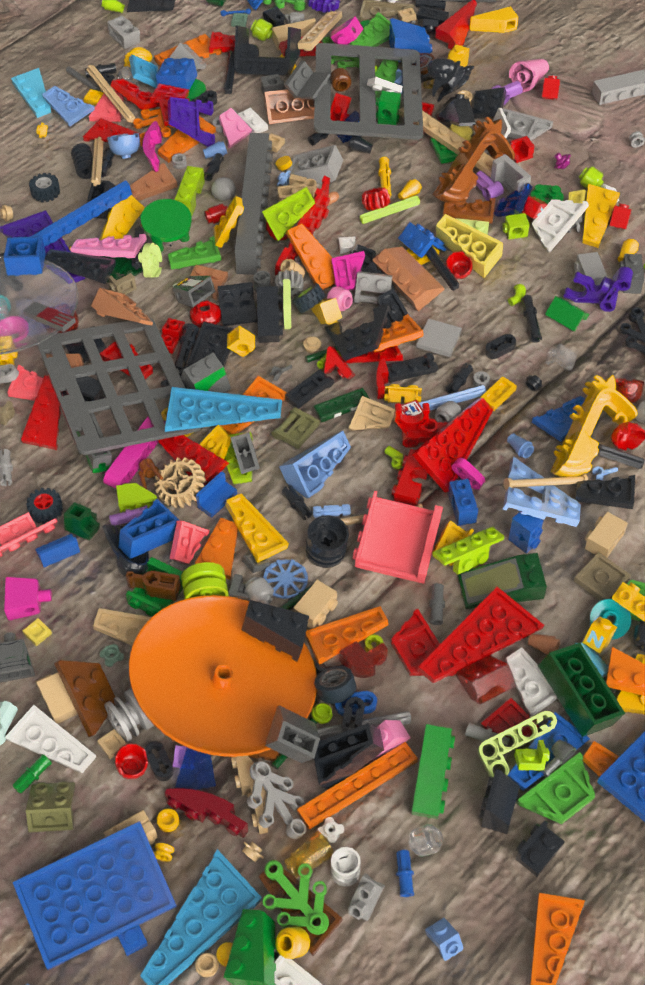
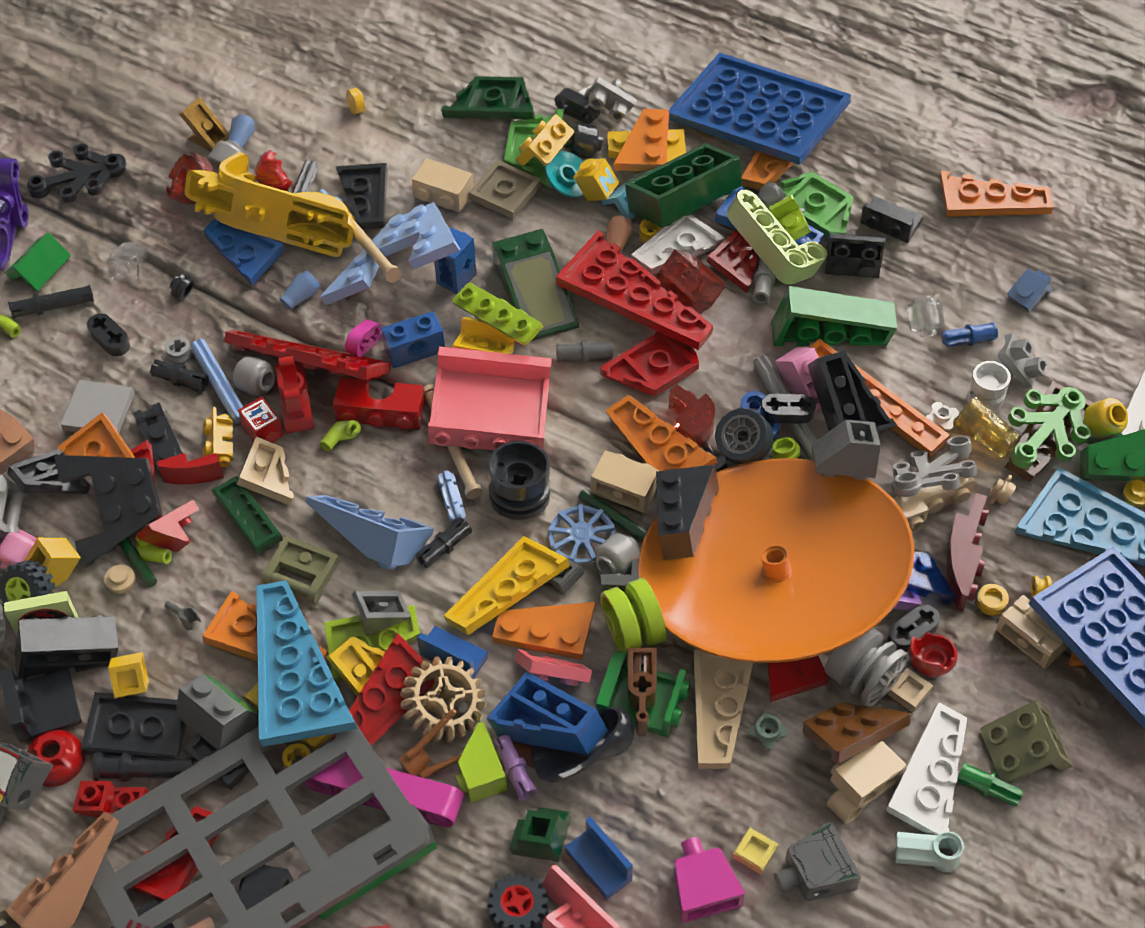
camera: 100 degrees left, 0 degrees up
(309, 389) = (218, 564): black plate -> none
(372, 638) = (665, 405): lime bush -> none
(499, 392) = (204, 324): yellow plate -> none

